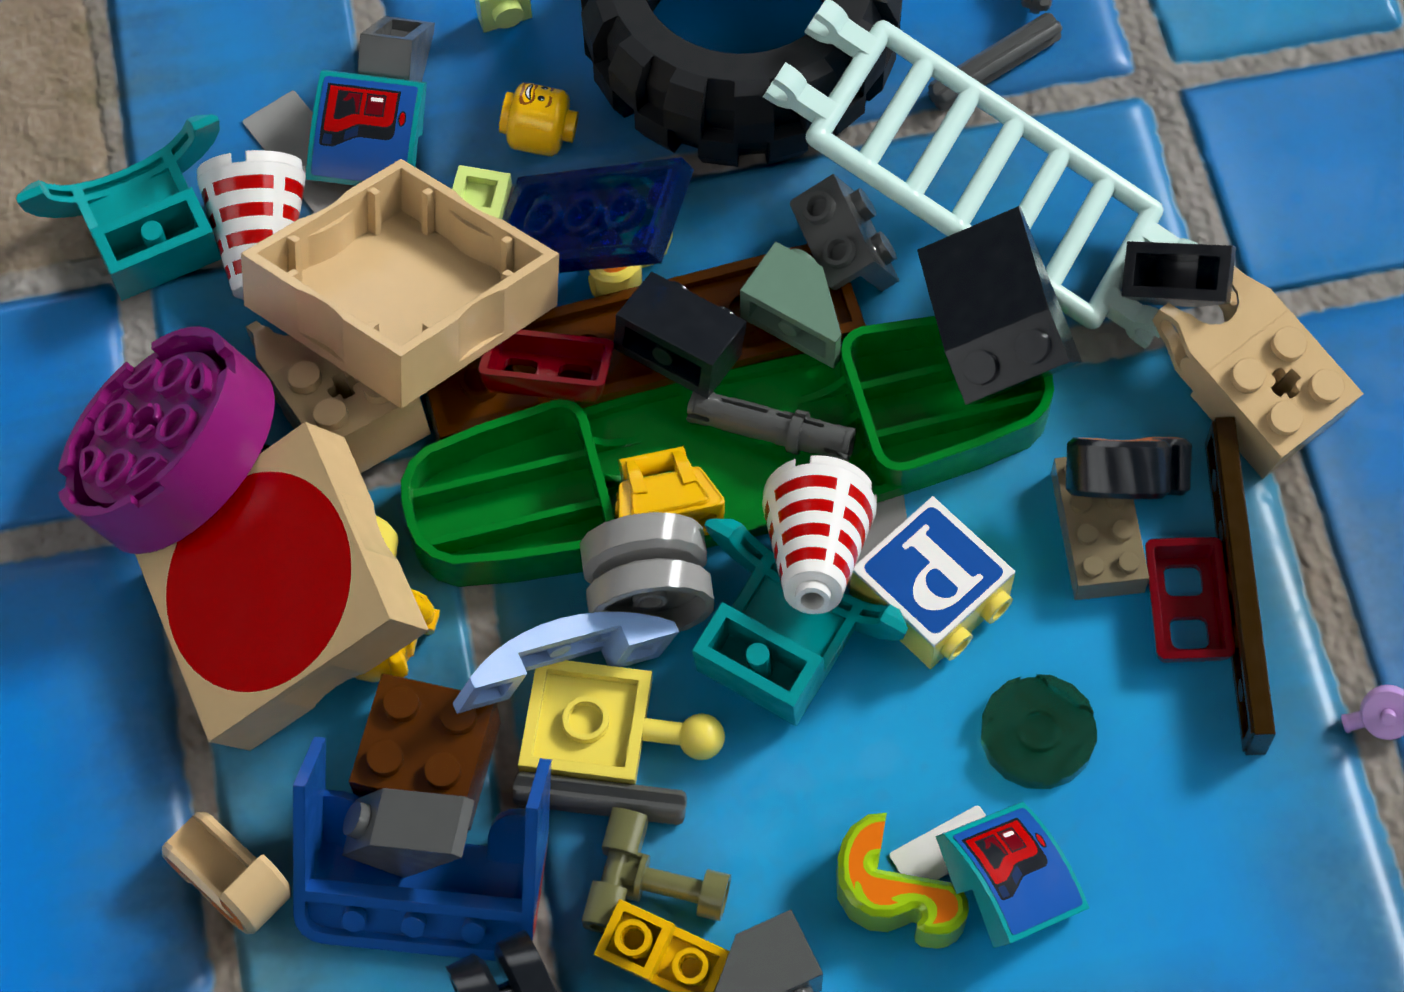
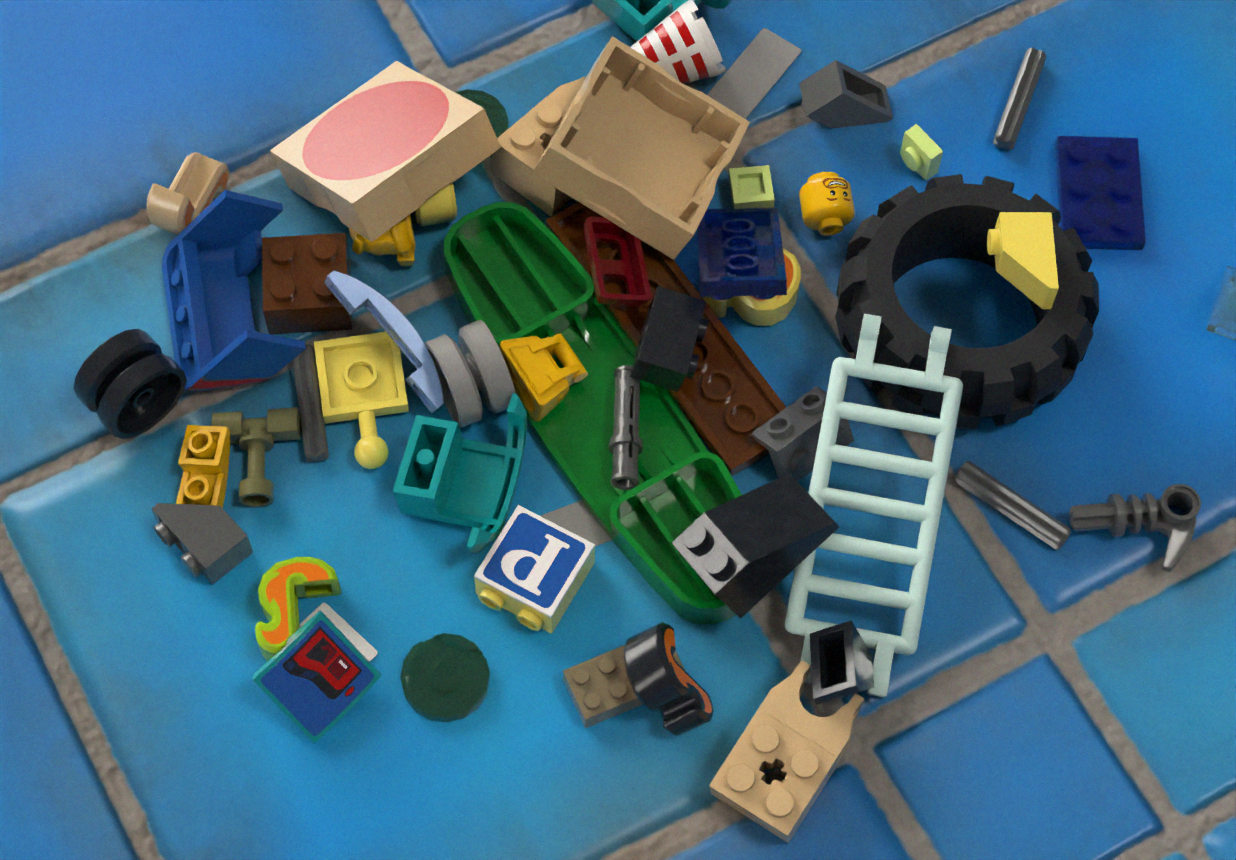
camera: 70 degrees right, 0 degrees up
(166, 441) = (468, 48): magenta brick -> none
(363, 126) = (774, 96): slope -> none
(406, 830) = (236, 278): dark grey slope -> none
(793, 303) = (725, 408): sand green slope -> none
(817, 528) = (532, 472): white cone -> none
(1209, 607) = (574, 742): dark red piece -> none
(1232, 528) = (602, 788): dark brown tile -> none

